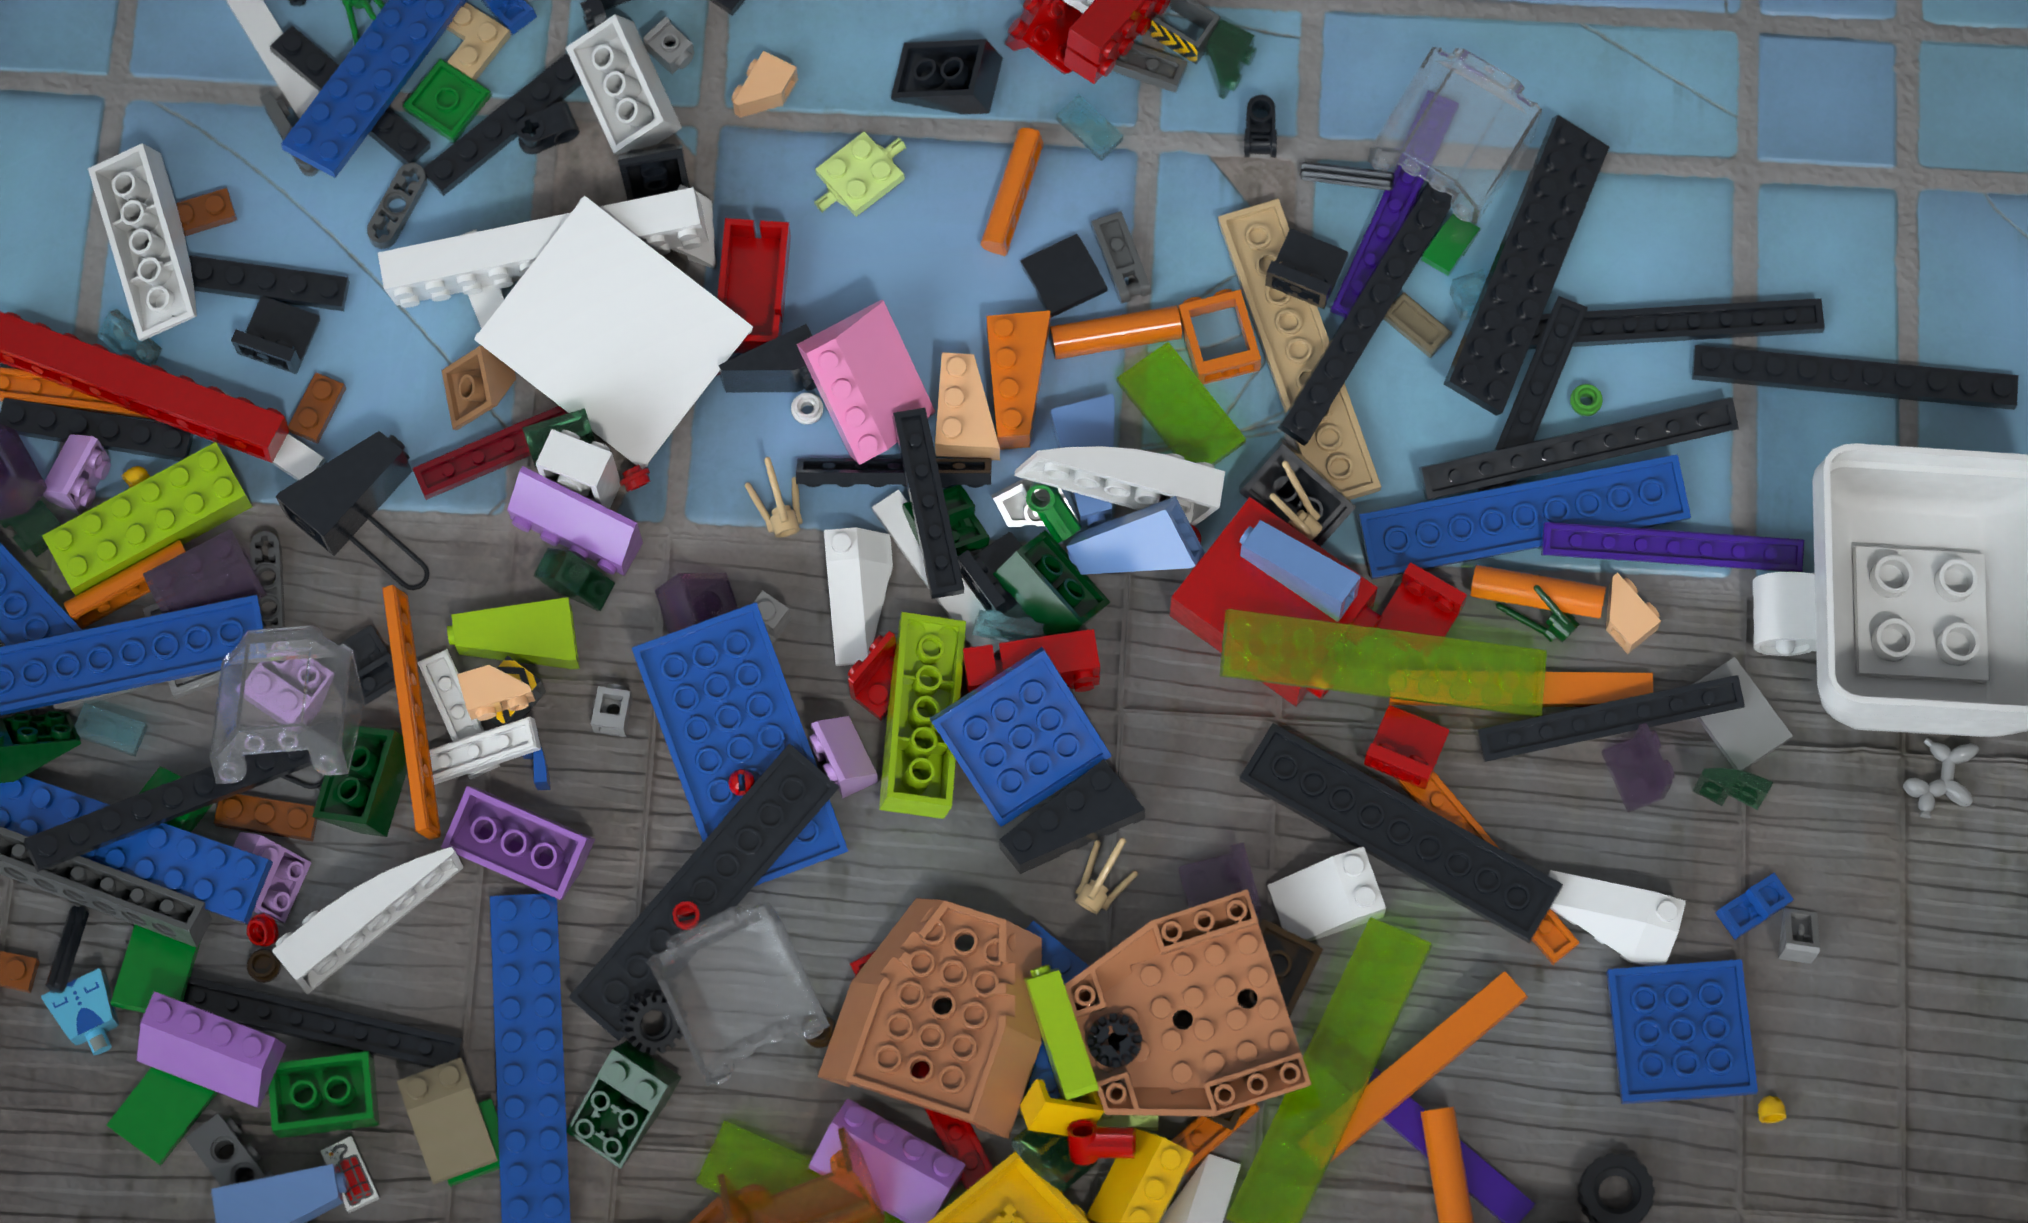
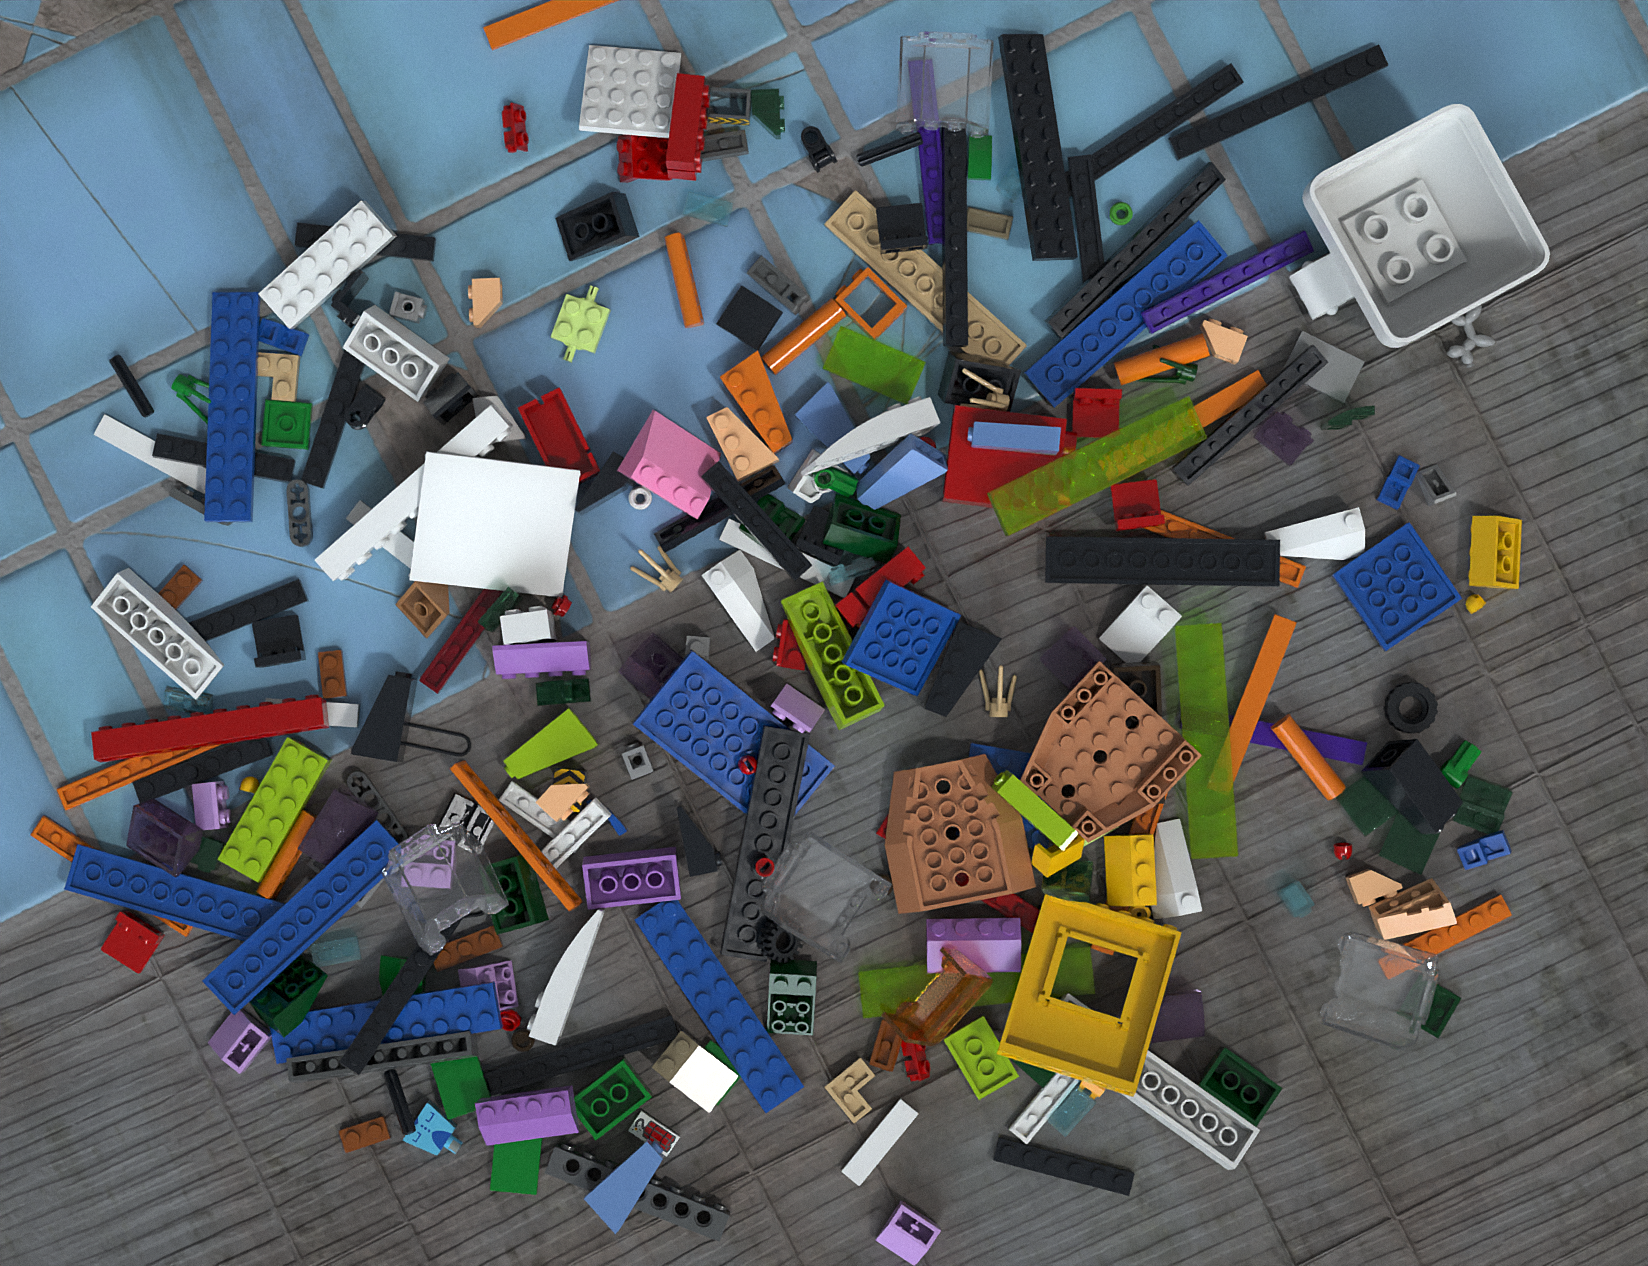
camera: 35 degrees left, 15 degrees up
(618, 856) = (699, 850): none -> black slope
(1091, 1142) = (1087, 862): red piece -> none
(1128, 1048) = (1067, 783): black gear -> none
(1833, 1059) = (1495, 552): none -> yellow slope

